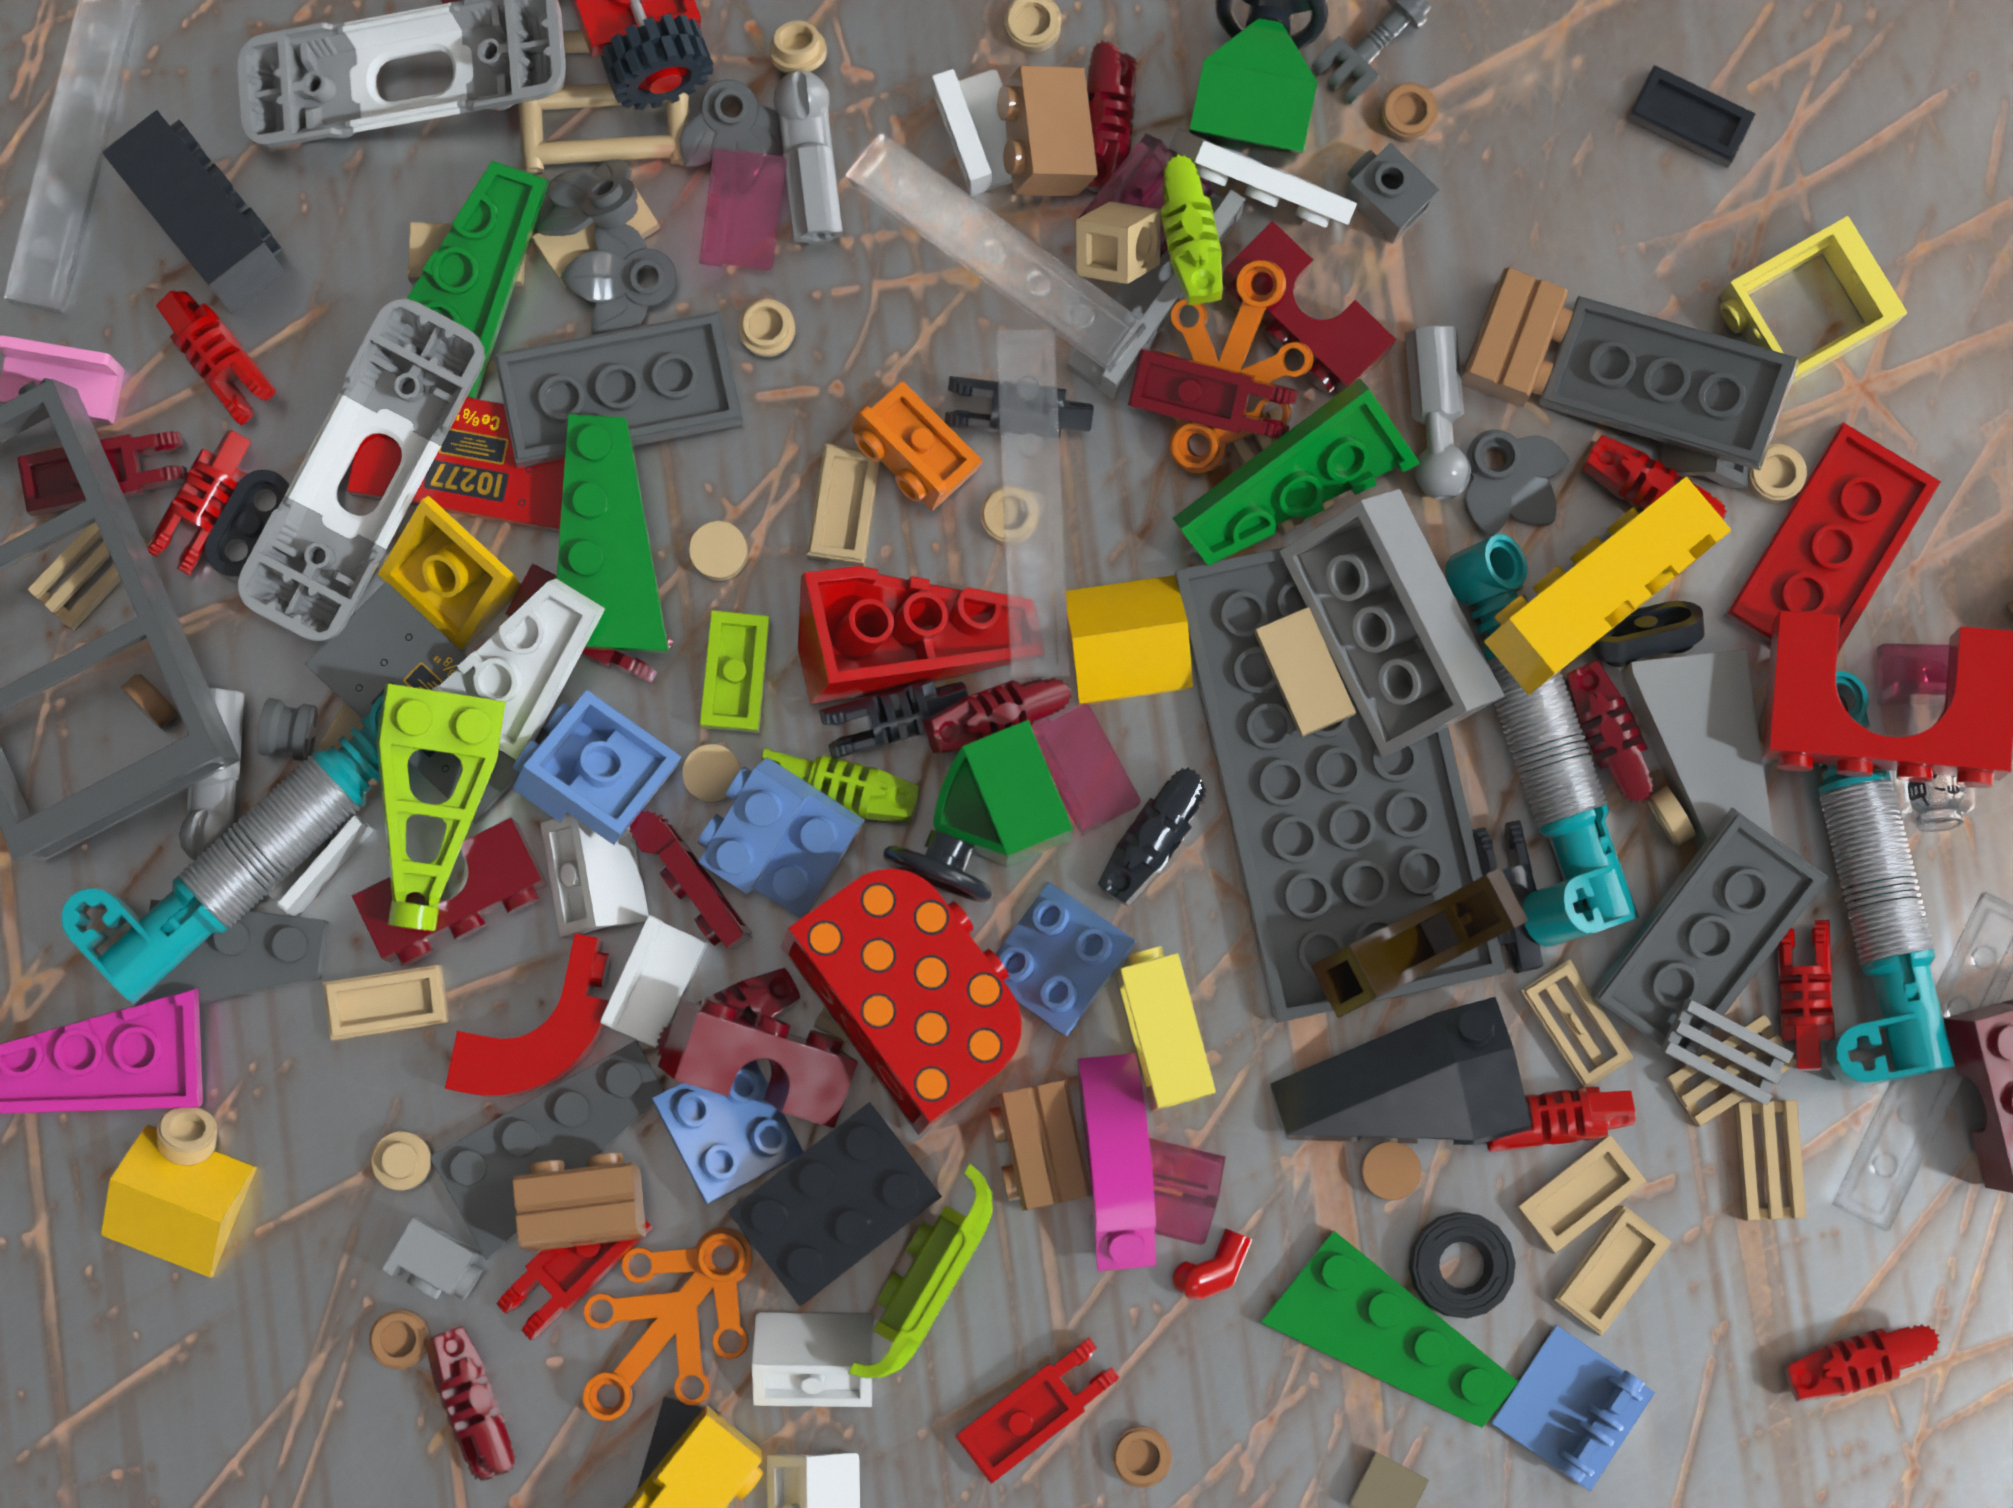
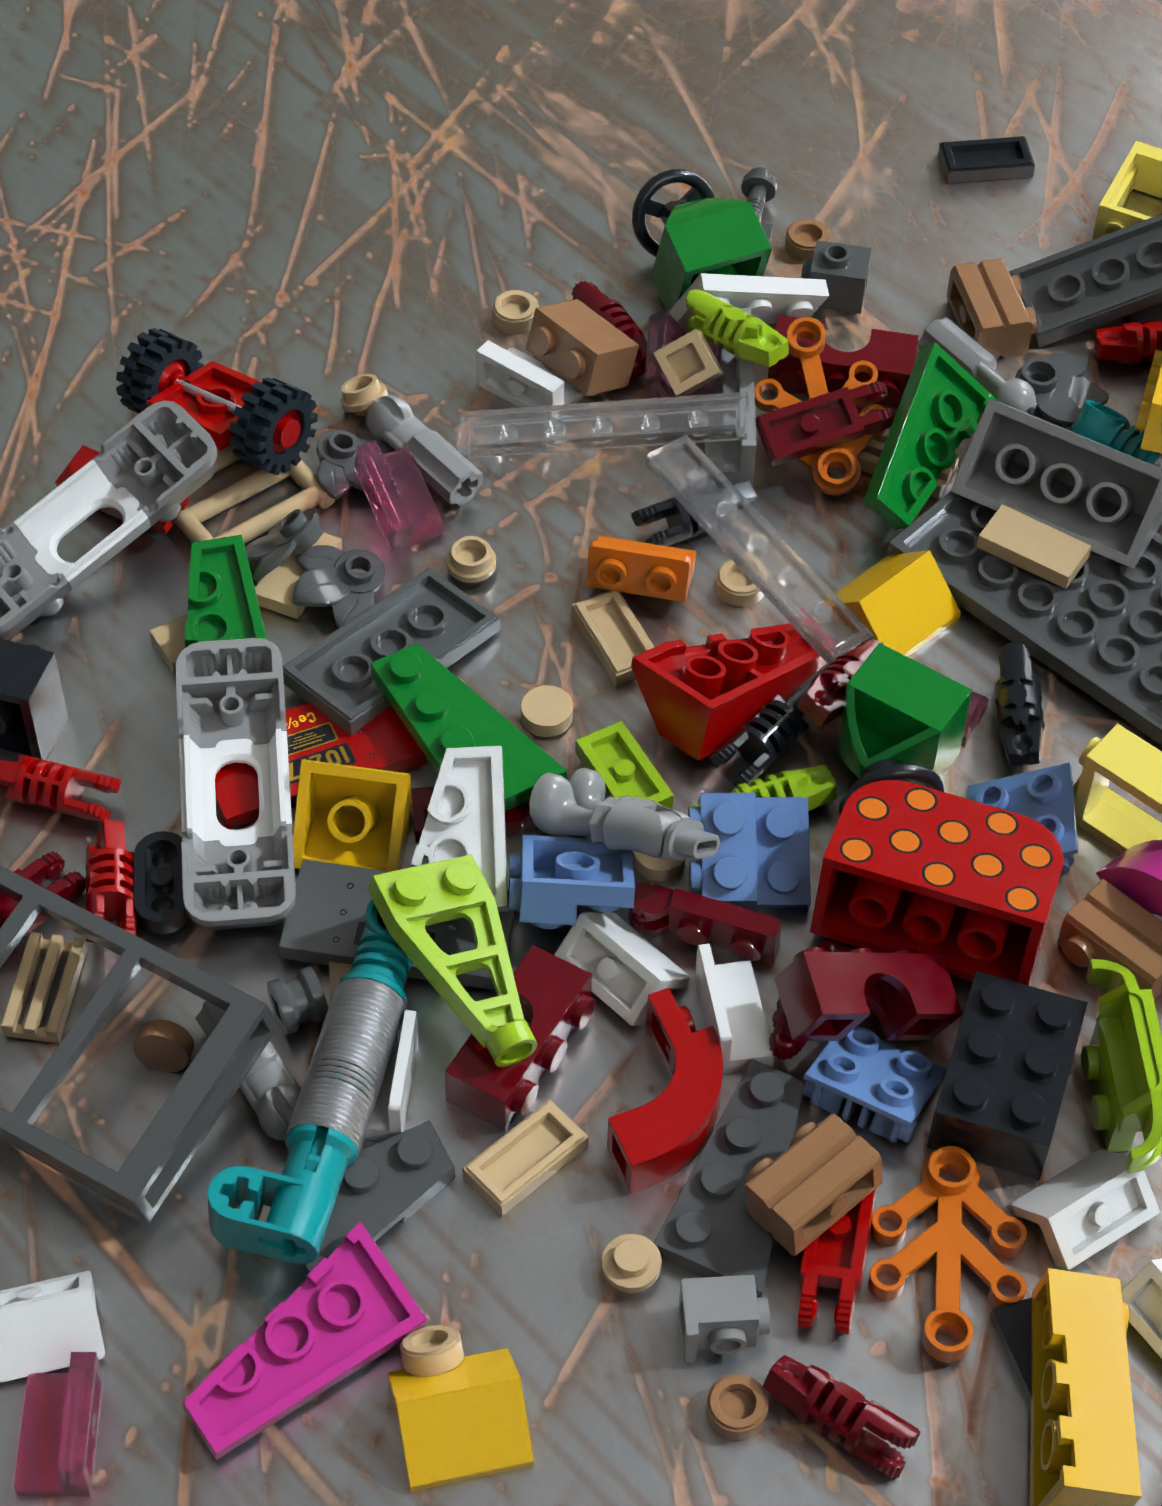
camera: 30 degrees left, 30 degrees down
(672, 751) = (618, 823): none -> light grey piece

